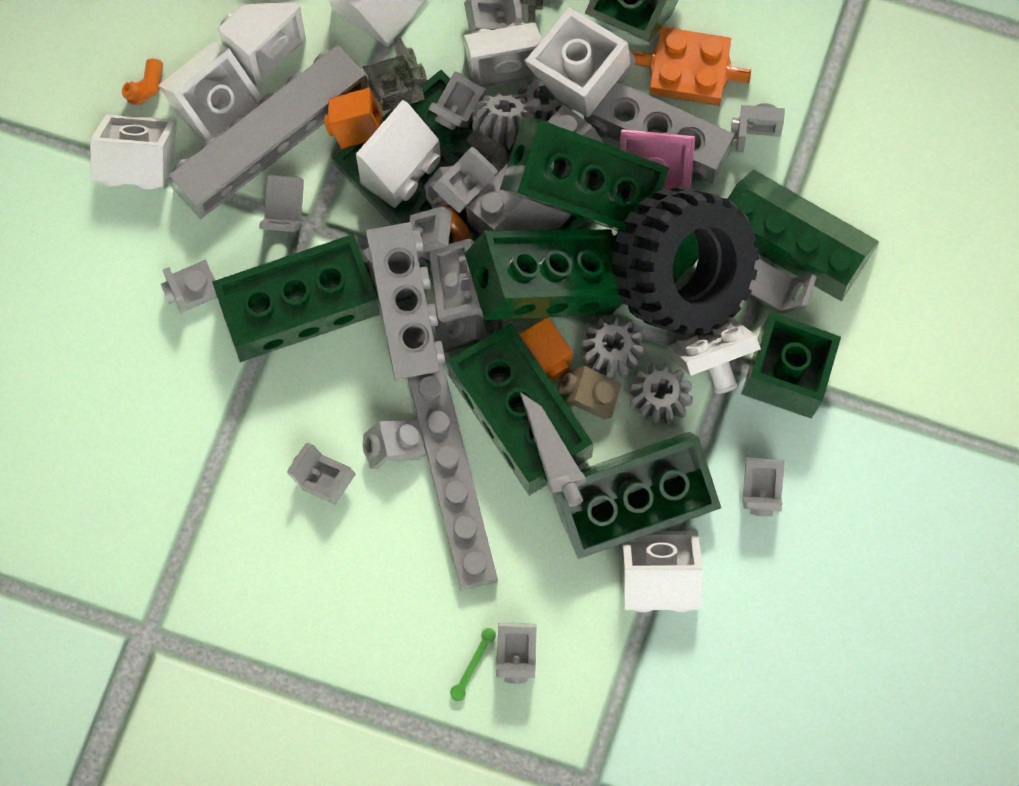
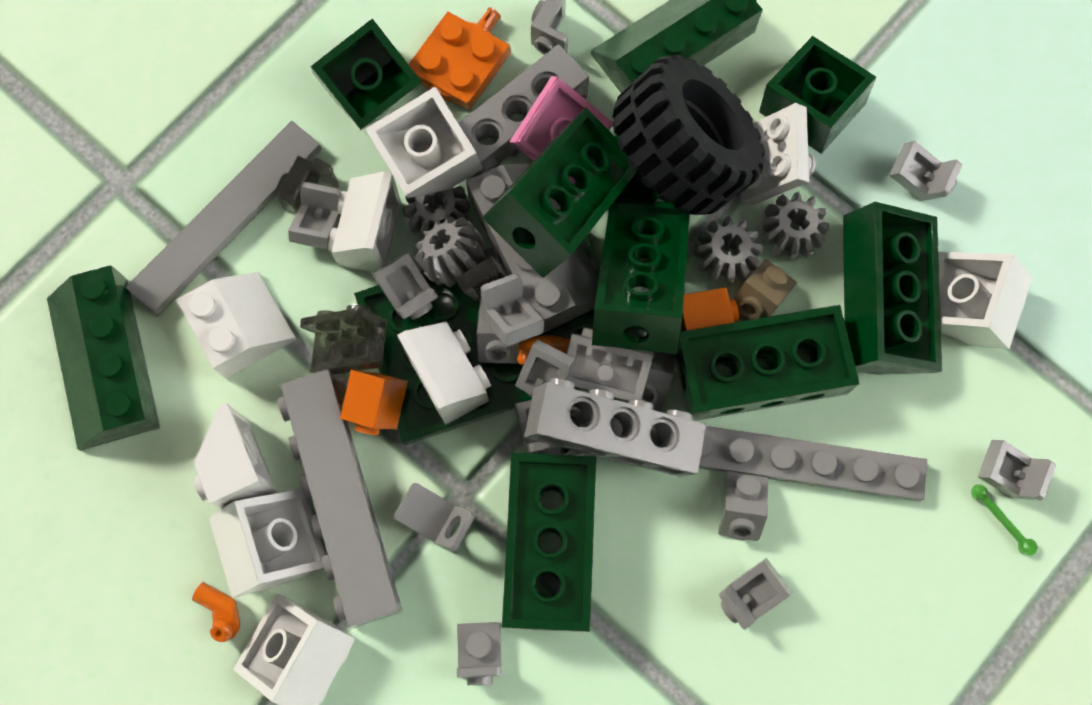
camera: 70 degrees left, 5 degrees up
(557, 462) = (857, 345): light grey bar -> none
(779, 289) = (735, 77): light grey bracket -> none

